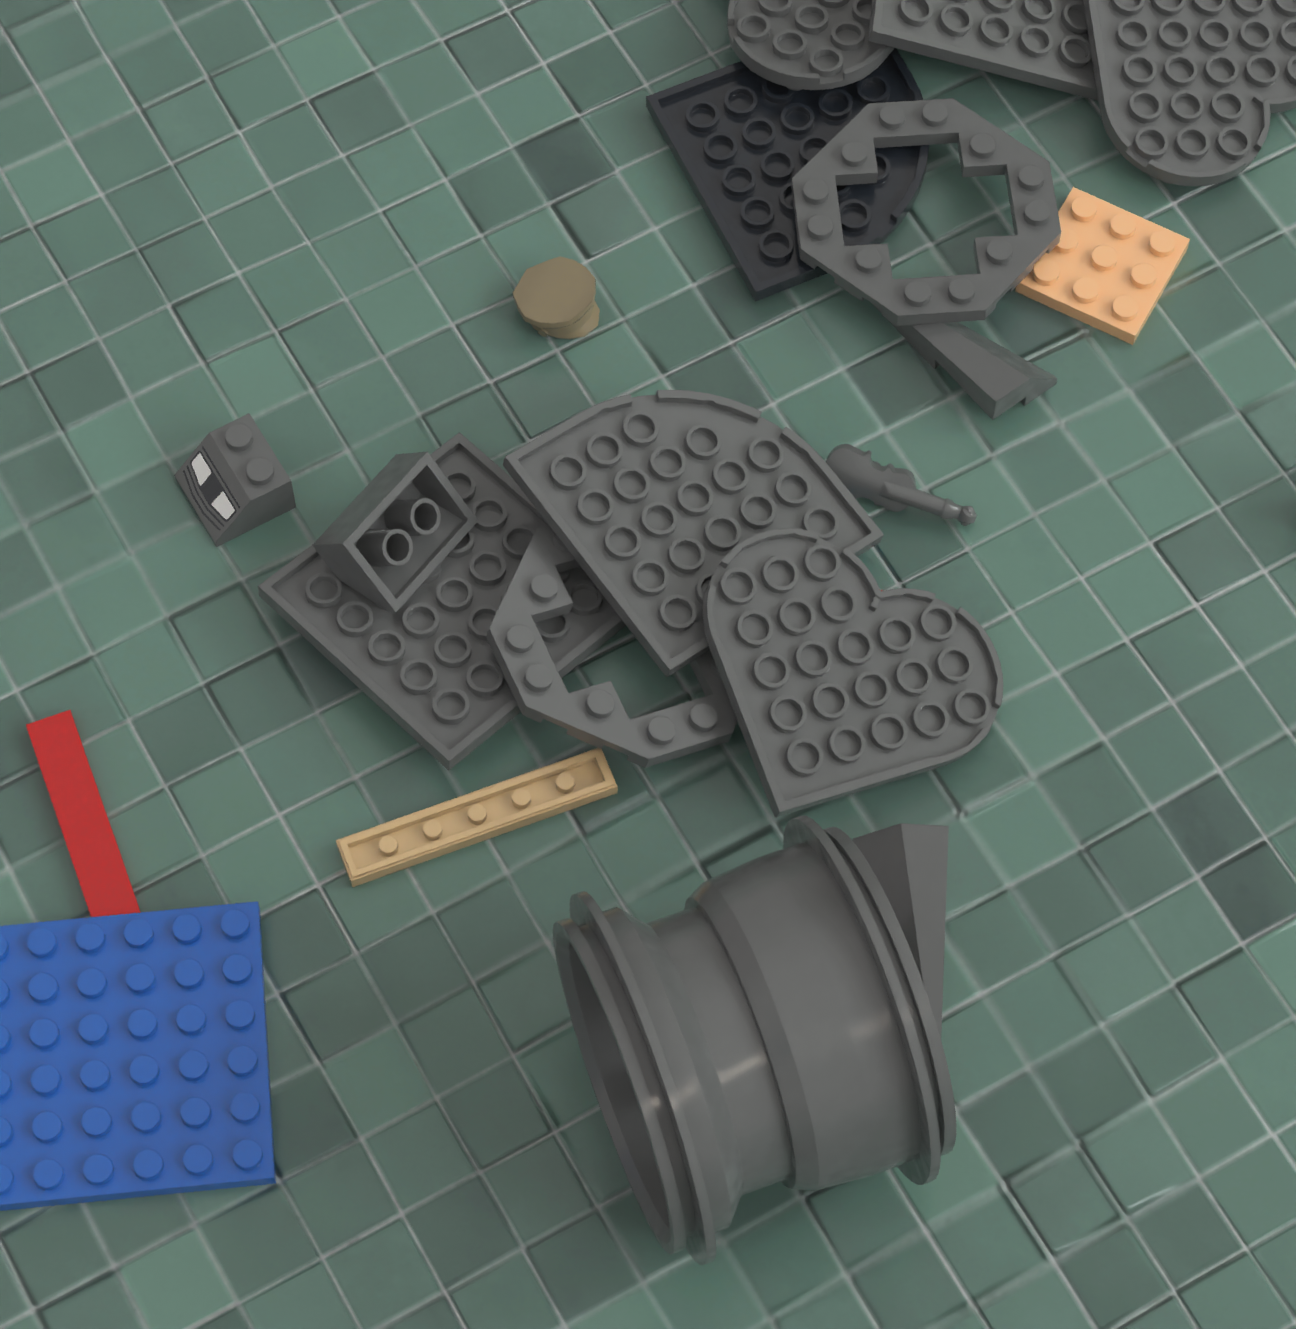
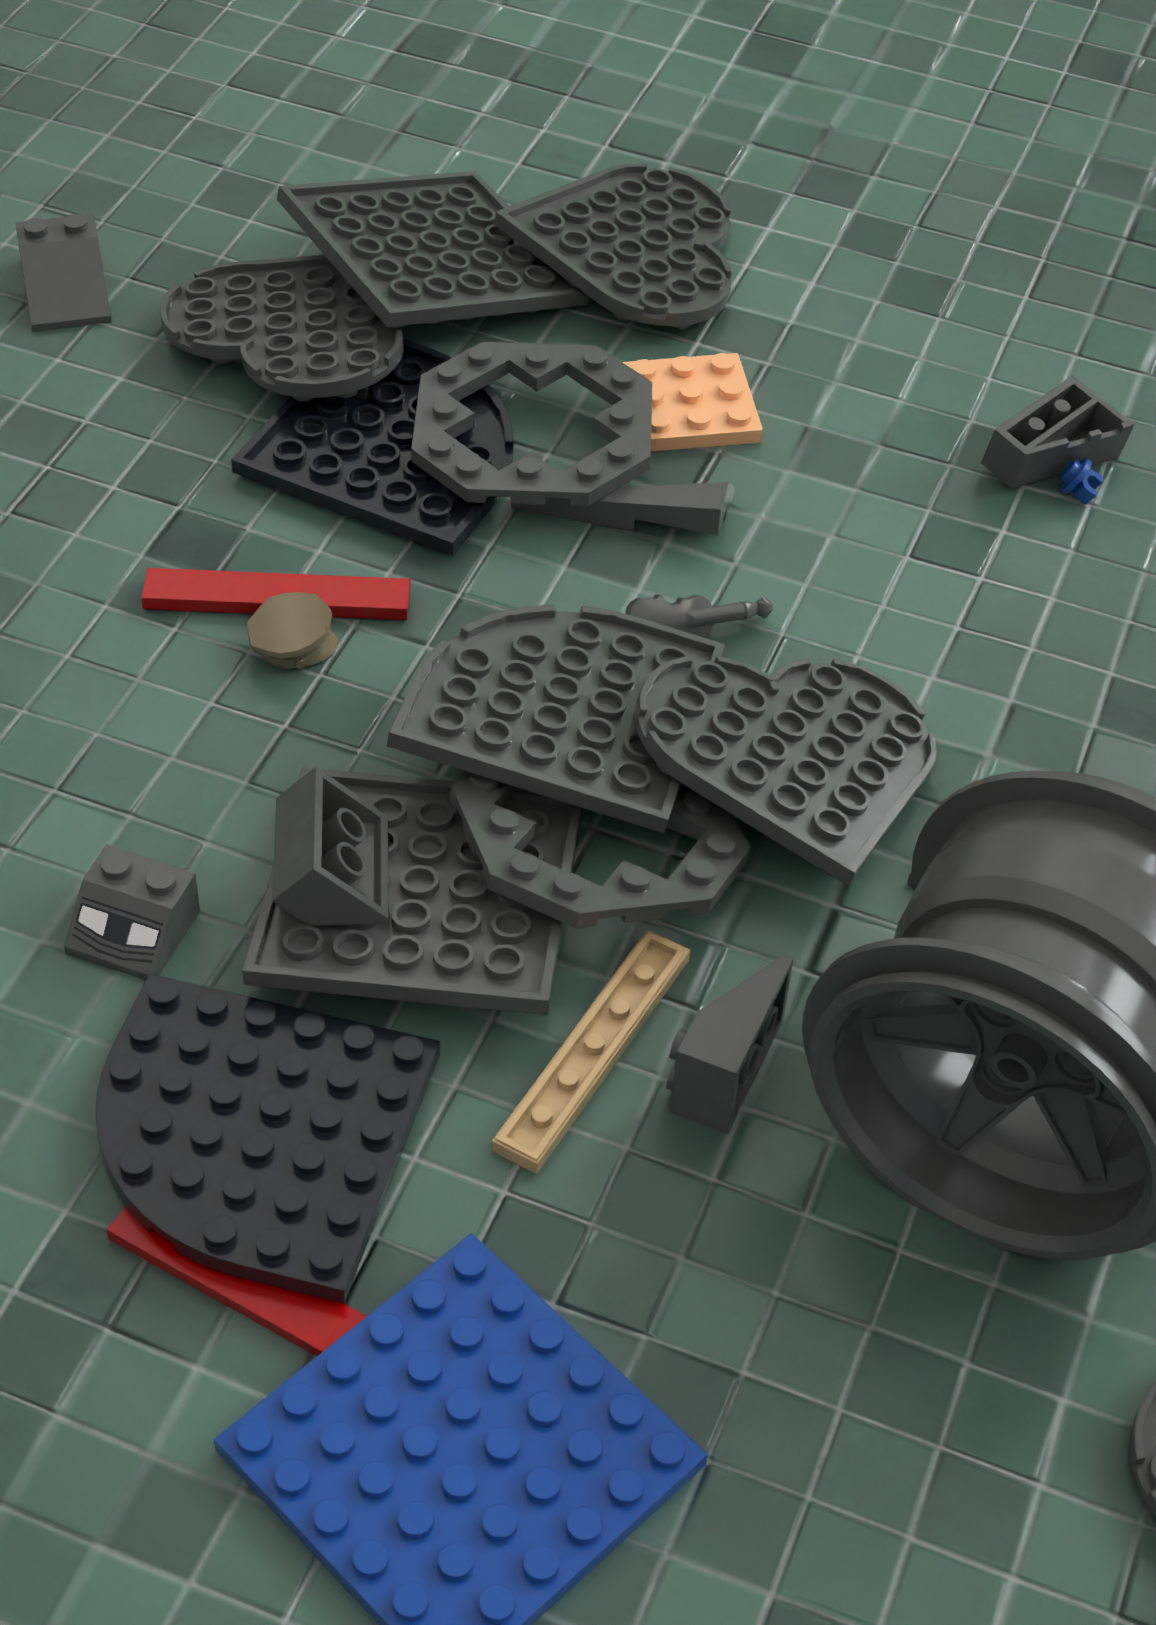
camera: 40 degrees left, 15 degrees down
(186, 716) = (258, 1130): none -> black plate
(536, 886) = (727, 1047): none -> dark grey slope
(561, 235) = (249, 590): none -> red tile

